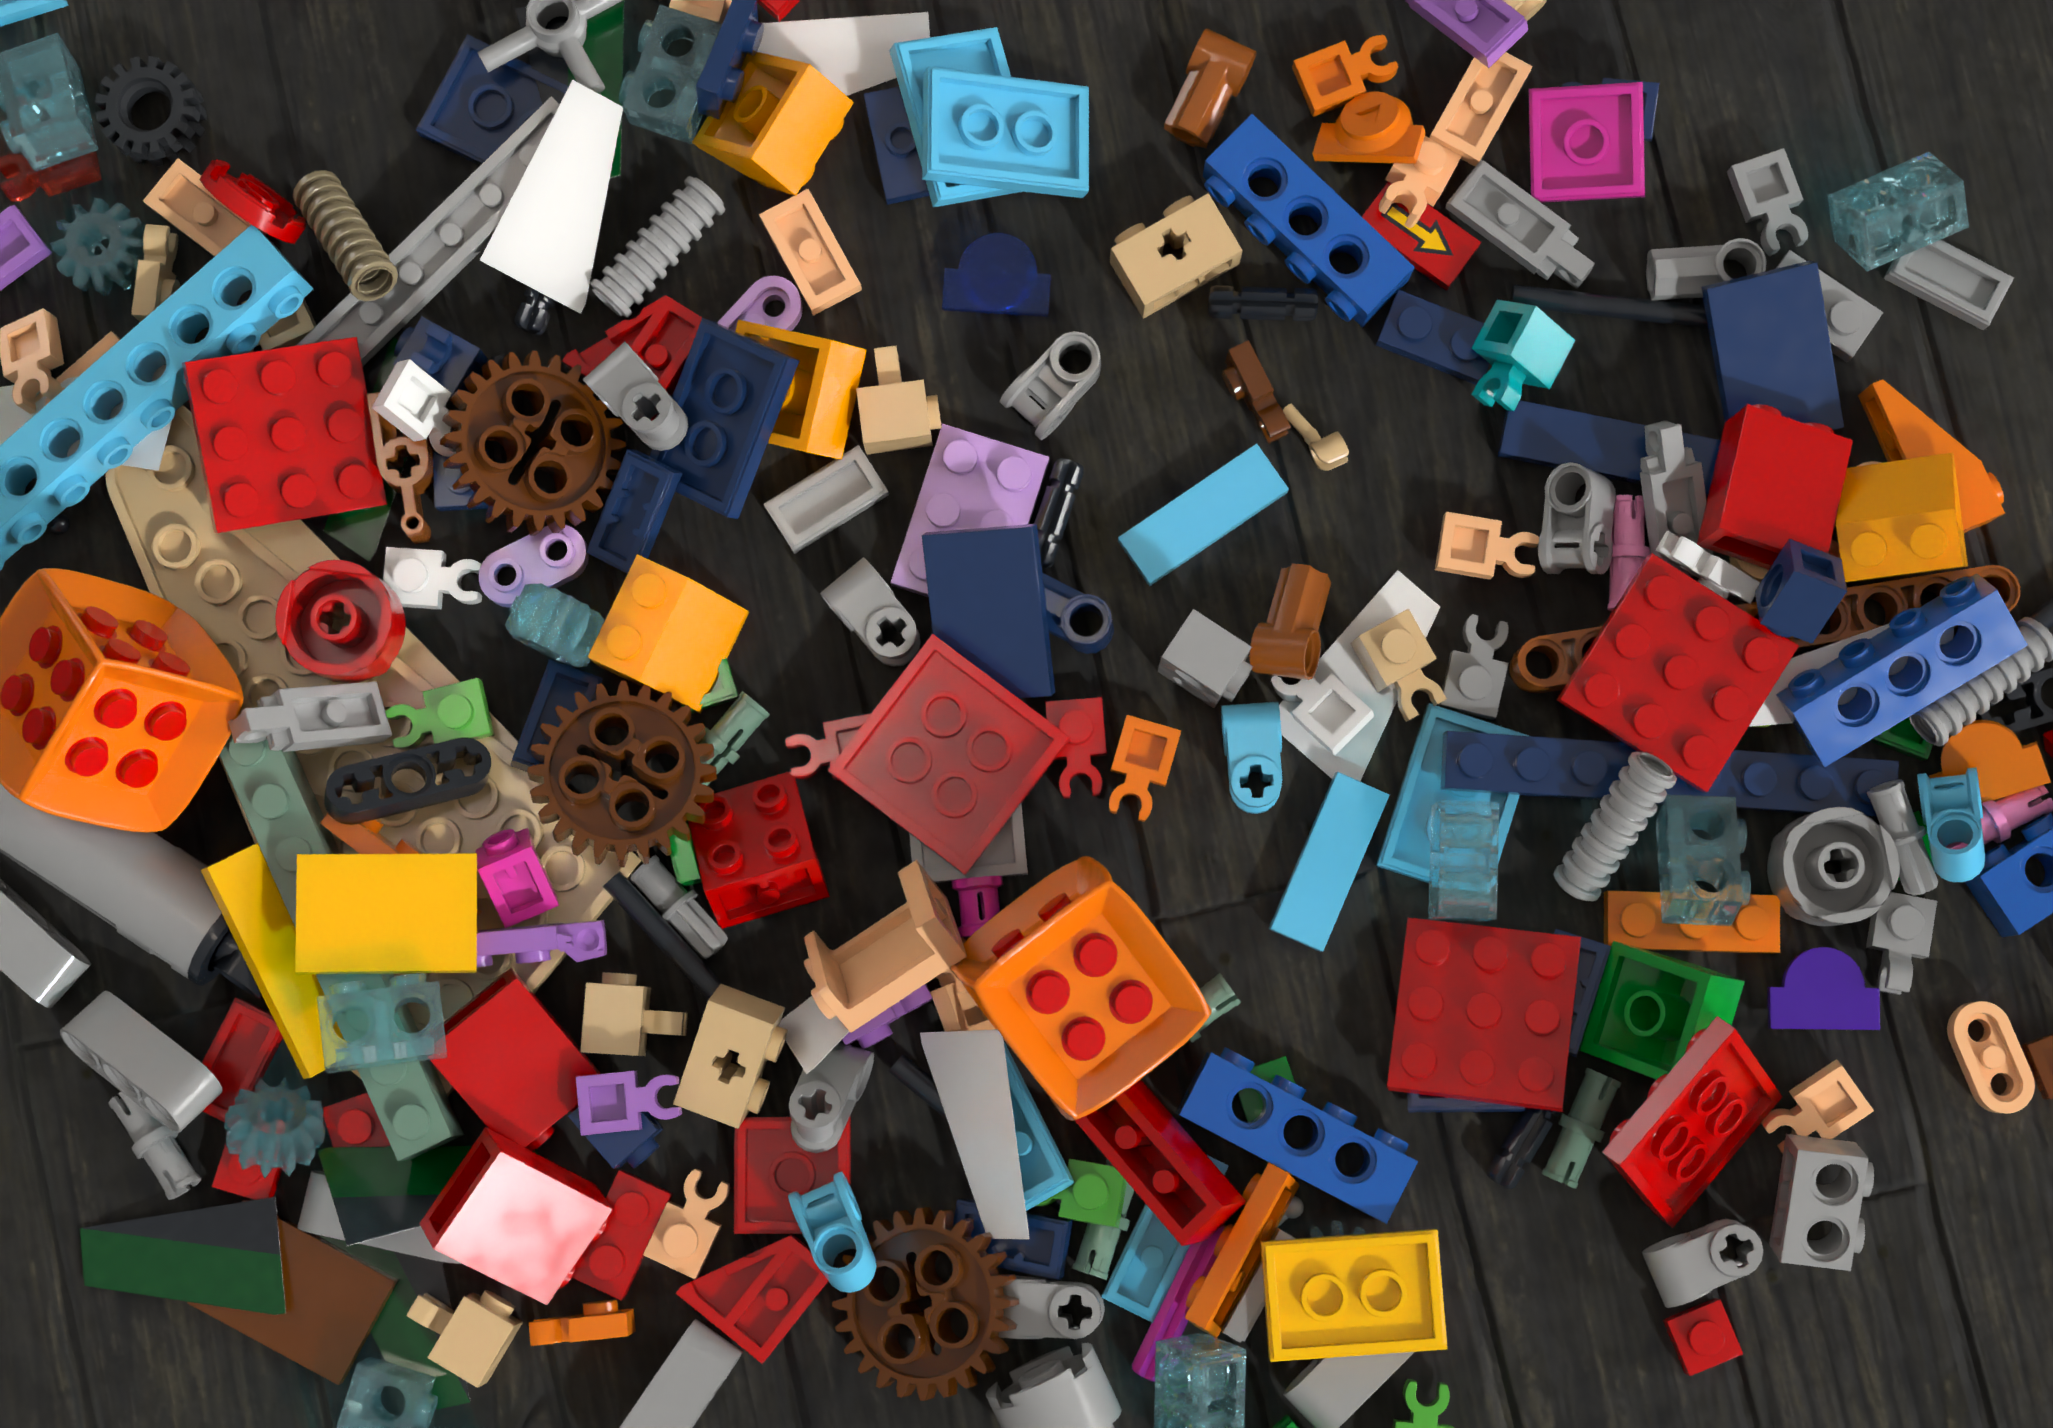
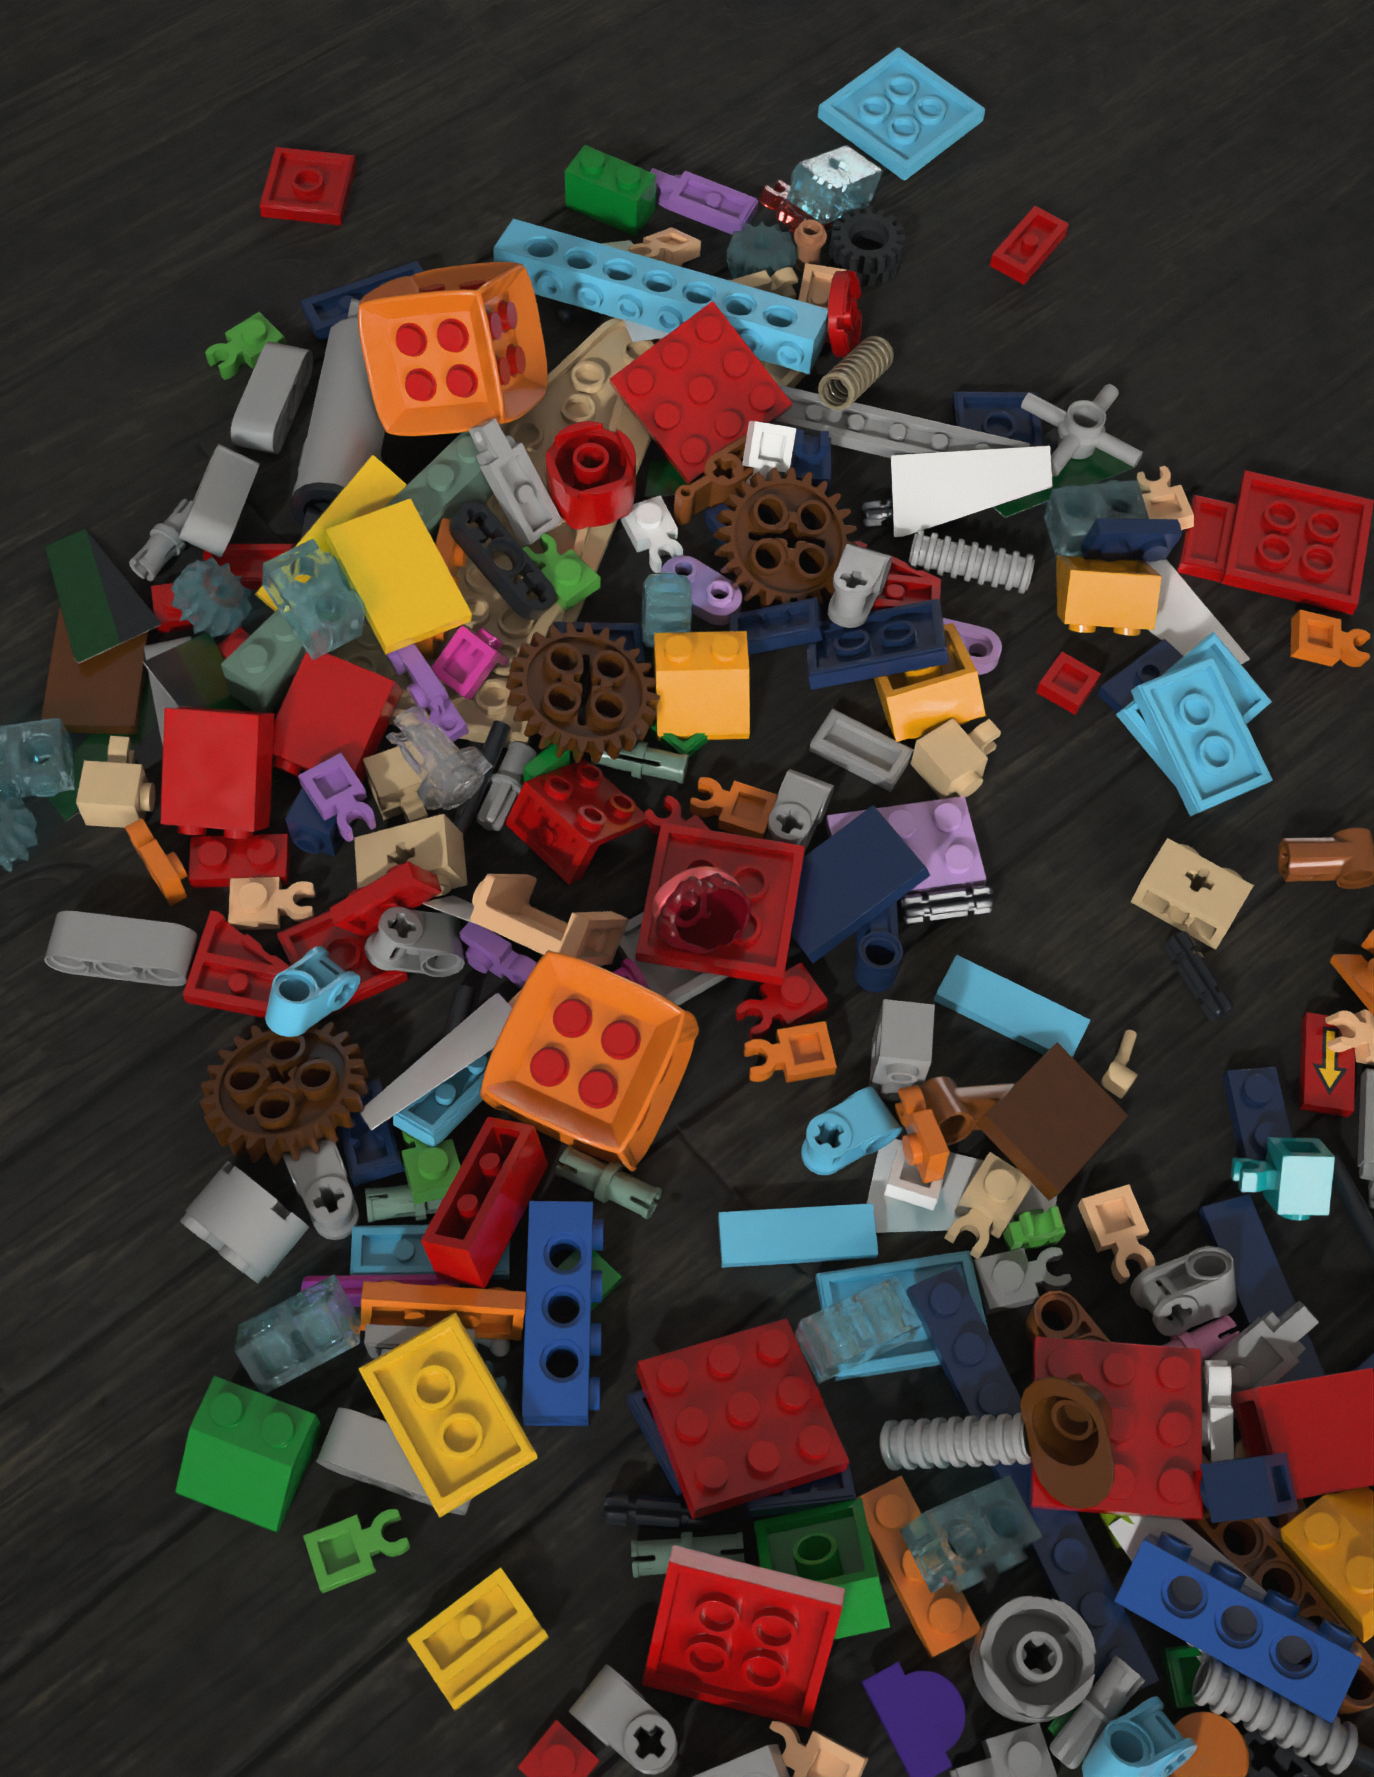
camera: 55 degrees right, 20 degrees down
(118, 181) = (809, 239): none -> nougat pin
(634, 975) = (447, 773): none -> clear piece
(770, 1126) = (402, 886): none -> red plate
(810, 252) = (1030, 656): light nougat plate -> none
(838, 667) = (741, 810): none -> orange plate
(864, 231) = (1068, 683): none -> red plate
(965, 788) = (701, 910): none -> dark red hair
(997, 278) = (1093, 783): clear blue piece -> none
(1052, 385) = (1041, 856): light grey piece -> none
(1248, 380) = (1133, 988): reddish brown plate -> none
(1257, 152) = (1304, 911): blue brick -> none
(1313, 693) = (924, 1141): none -> orange plate
(1352, 551) = (1052, 1121): none -> reddish brown tile
(1447, 631) = (1034, 1229): none -> bright green plate
(1561, 1359) = (477, 1638): none -> yellow plate
(1681, 730) = (1069, 1439): none -> reddish brown piece

